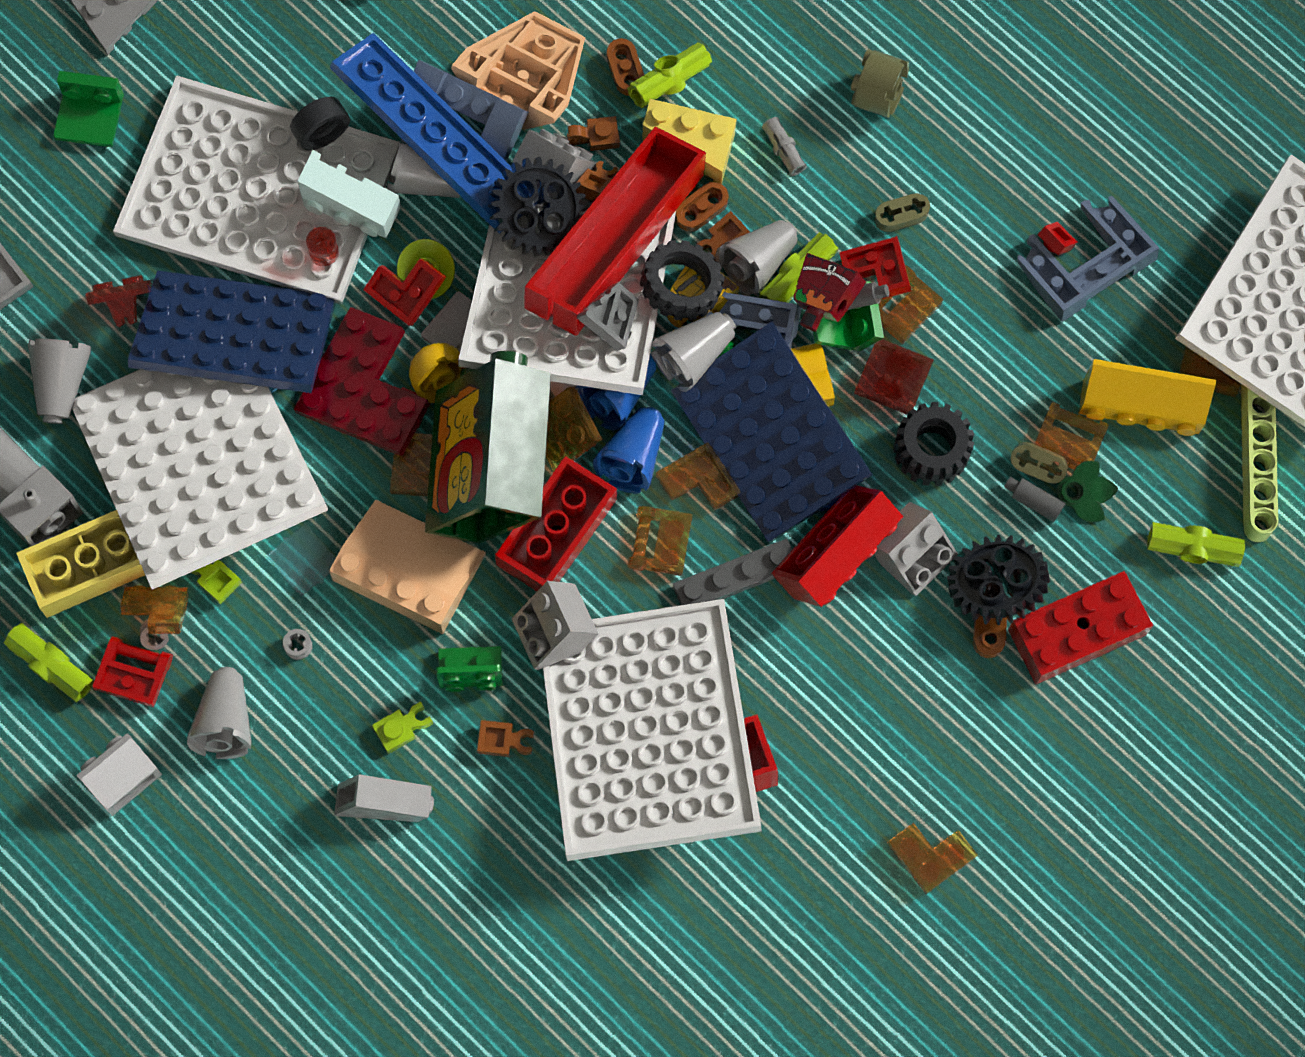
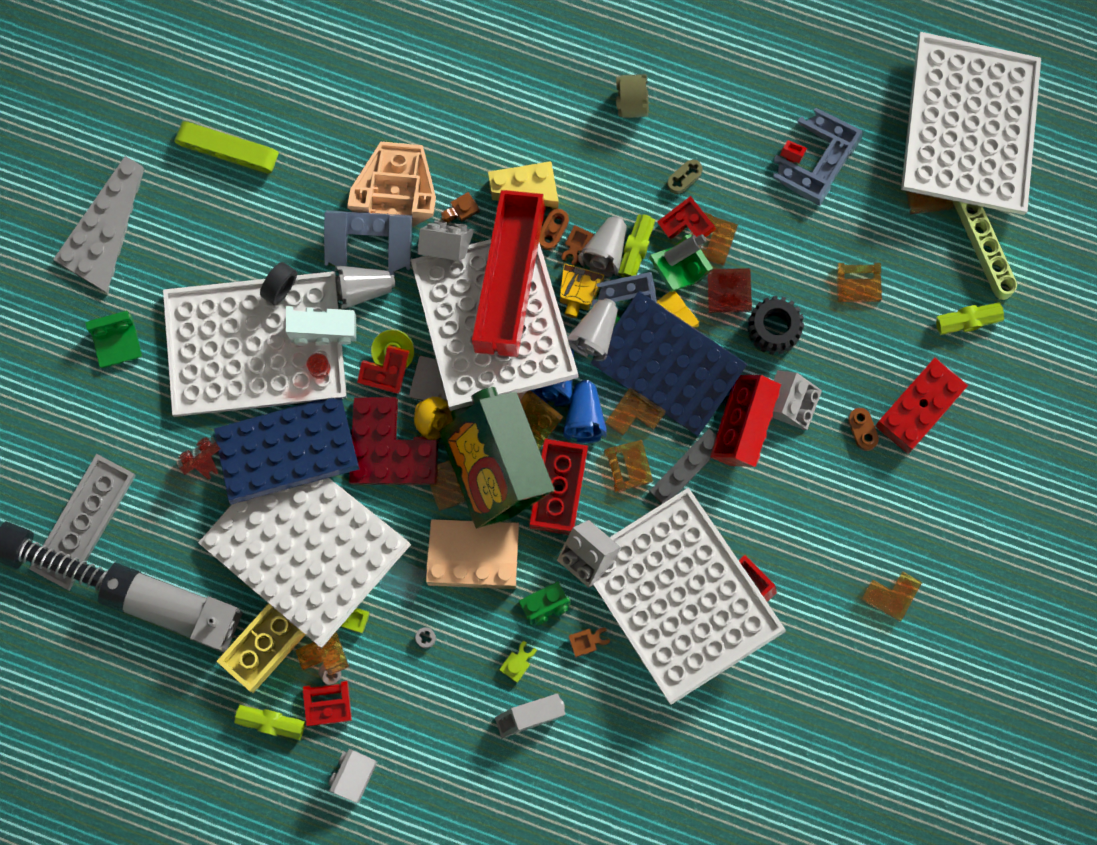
camera: 20 degrees left, 5 degrees up
(56, 376) = (183, 530): light grey cone -> none
(222, 717) = (401, 707): light grey cone -> none
(424, 122) = (359, 257): blue plate -> none
(511, 204) = (434, 287): black gear -> none
(595, 181) = (478, 244): dark orange plate -> none
(611, 315) = (535, 333): dark grey wing -> none
(625, 69) = (460, 155): dark orange plate -> none
(669, 74) = (491, 148): lime piece -> none
(671, 303) = (576, 271): black tyre -> none
(784, 146) = (588, 164): light grey pin -> none
(825, 290) = (664, 255): dark red torso -> none
(1013, 564) = (844, 412): black gear -> none
(1035, 469) = (847, 313): olive beam -> none
(1035, 498) = (855, 332): dark grey cylinder -> none
(1091, 491) = (888, 312): dark green plate -> none
(1146, 397) = (897, 235): yellow slope -> none

